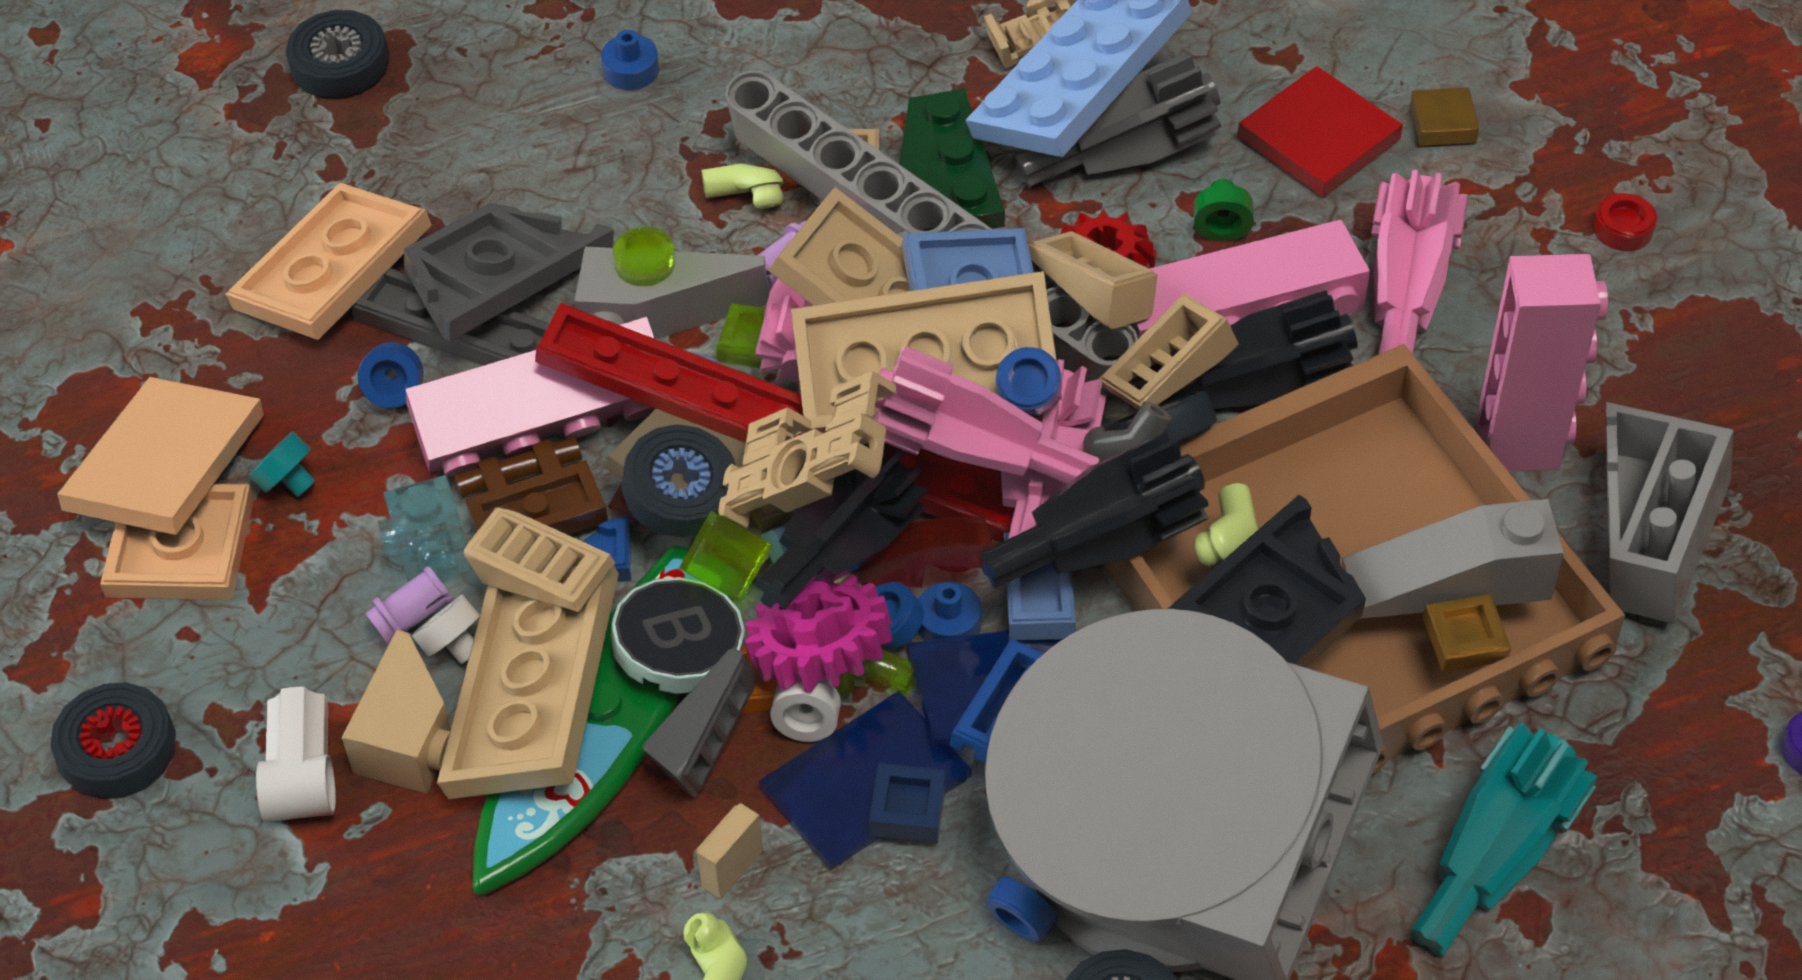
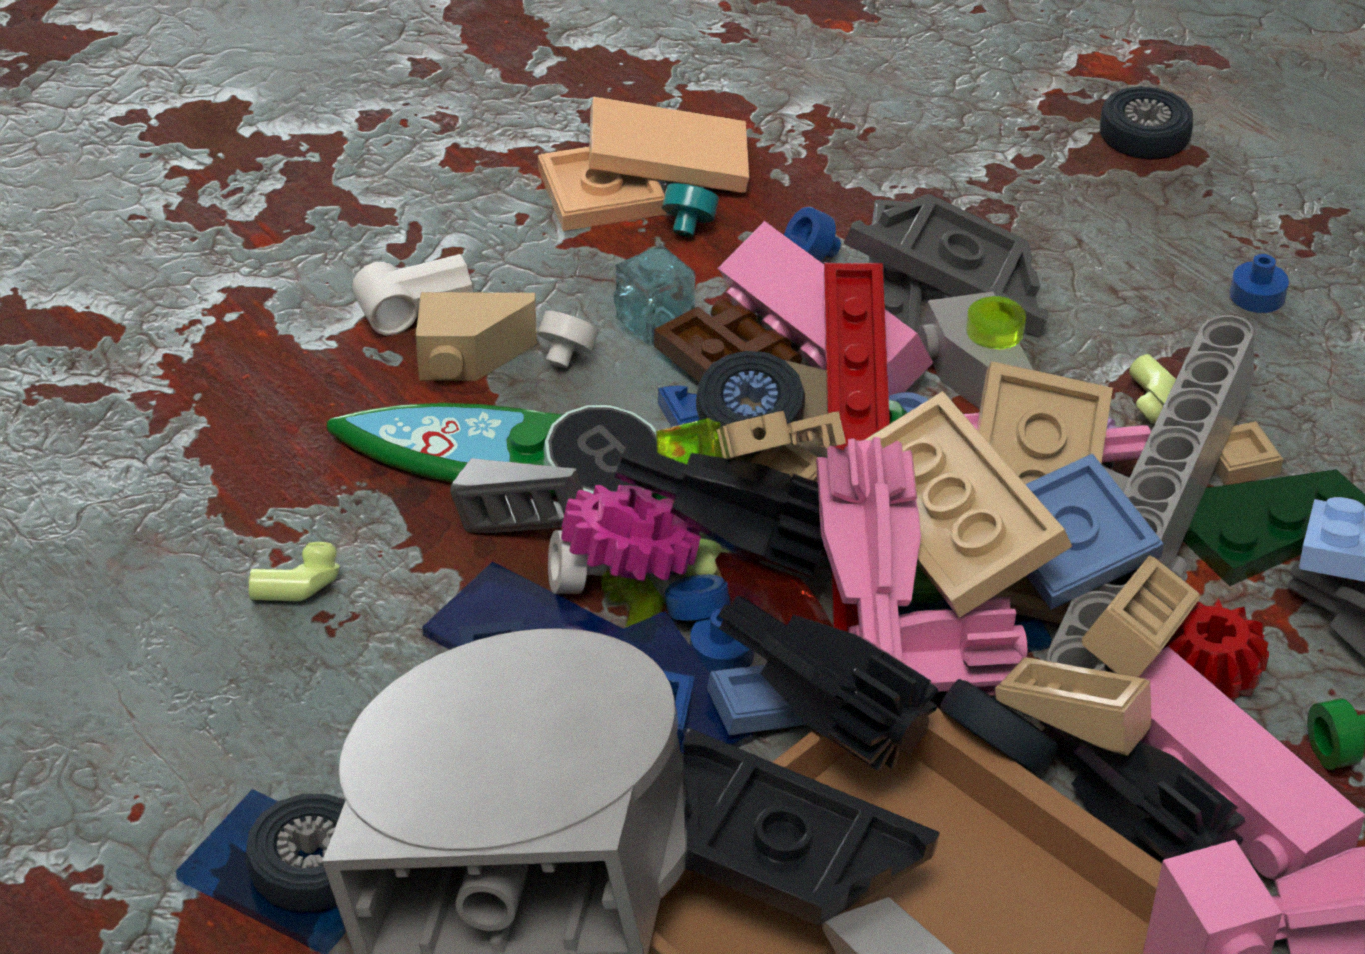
camera: 70 degrees right, 10 degrees down
(96, 718) = (381, 203): black bush -> none
(328, 260) = (907, 171): light nougat tile -> none
(408, 604) = (587, 307): lavender pin -> none
(506, 539) = (634, 344): tan slope -> none
(525, 693) = (525, 384): tan plate -> none
(729, 850) = (403, 550): tan tile -> none
(1029, 380) = (944, 568): blue tile -> none
(1146, 424) = (952, 680): dark grey arm -> none
(1229, 531) = (901, 798): yellowish green arm -> none

